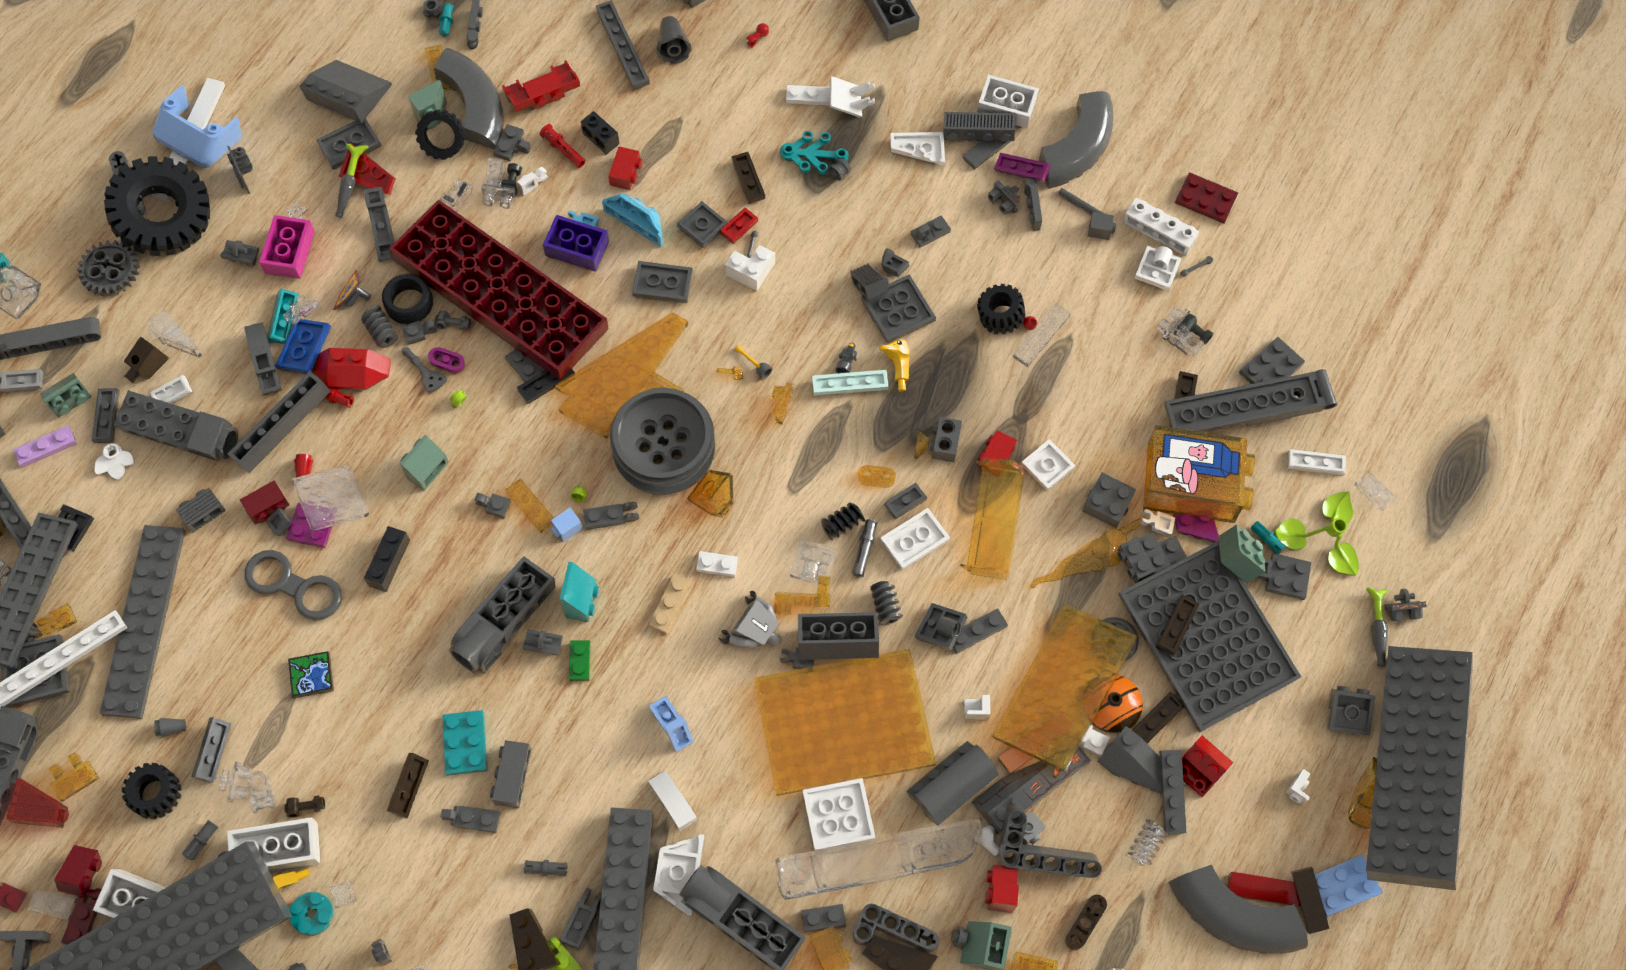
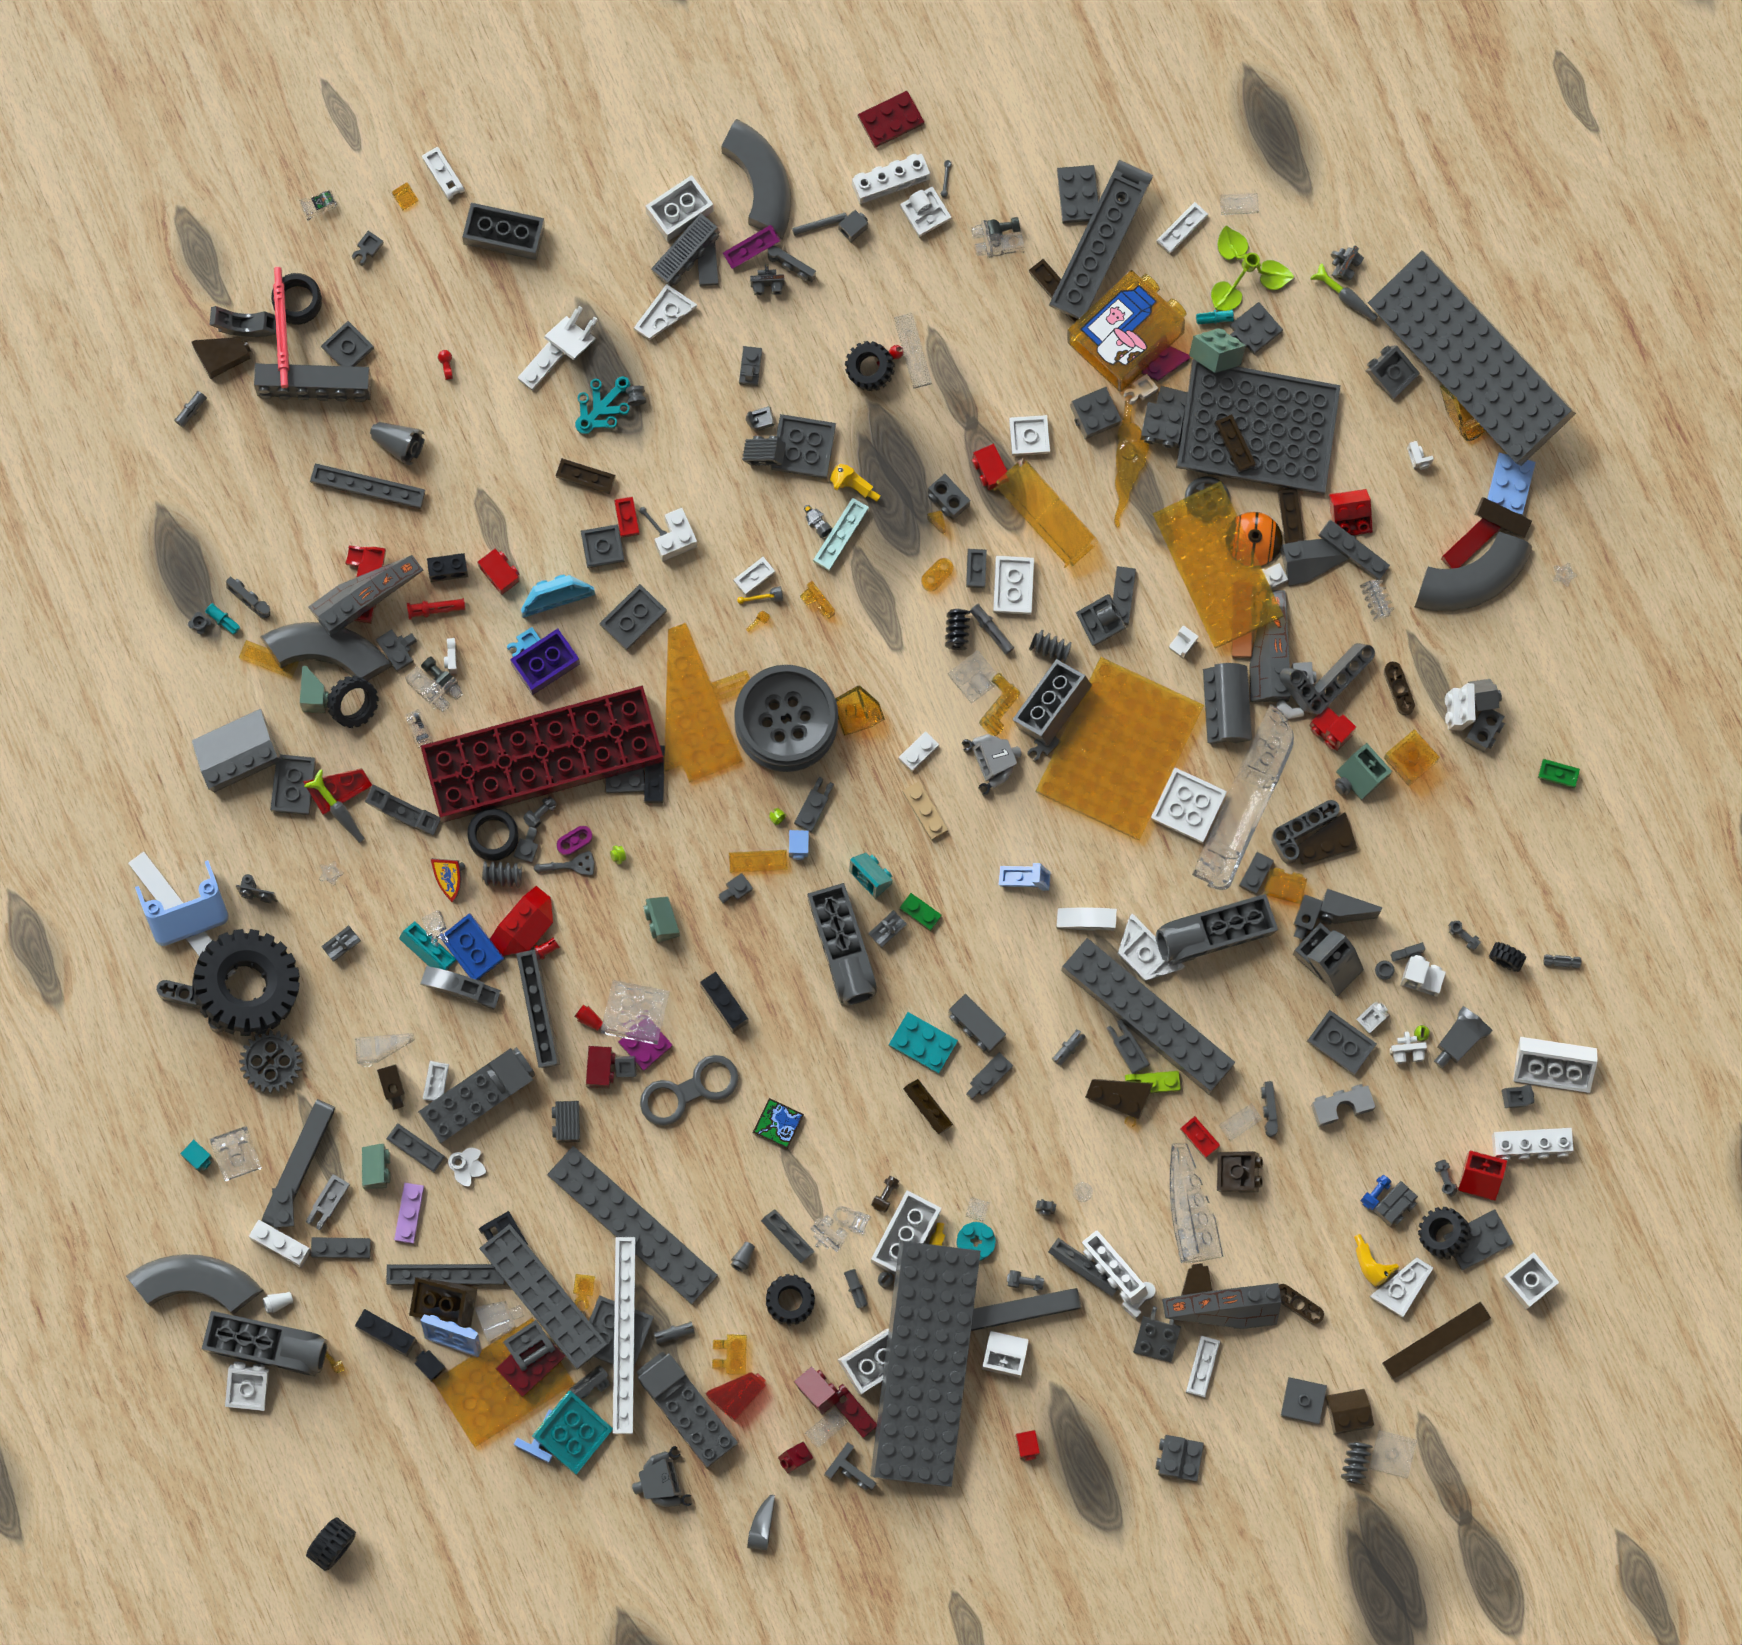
camera: 55 degrees left, 10 degrees up
(64, 717) = (674, 1332): none -> dark grey pin
(287, 246) = (366, 900): dark pink brick -> none
(529, 86) = (362, 593): none -> dark grey wedge
(764, 343) = (754, 576): none -> white plate

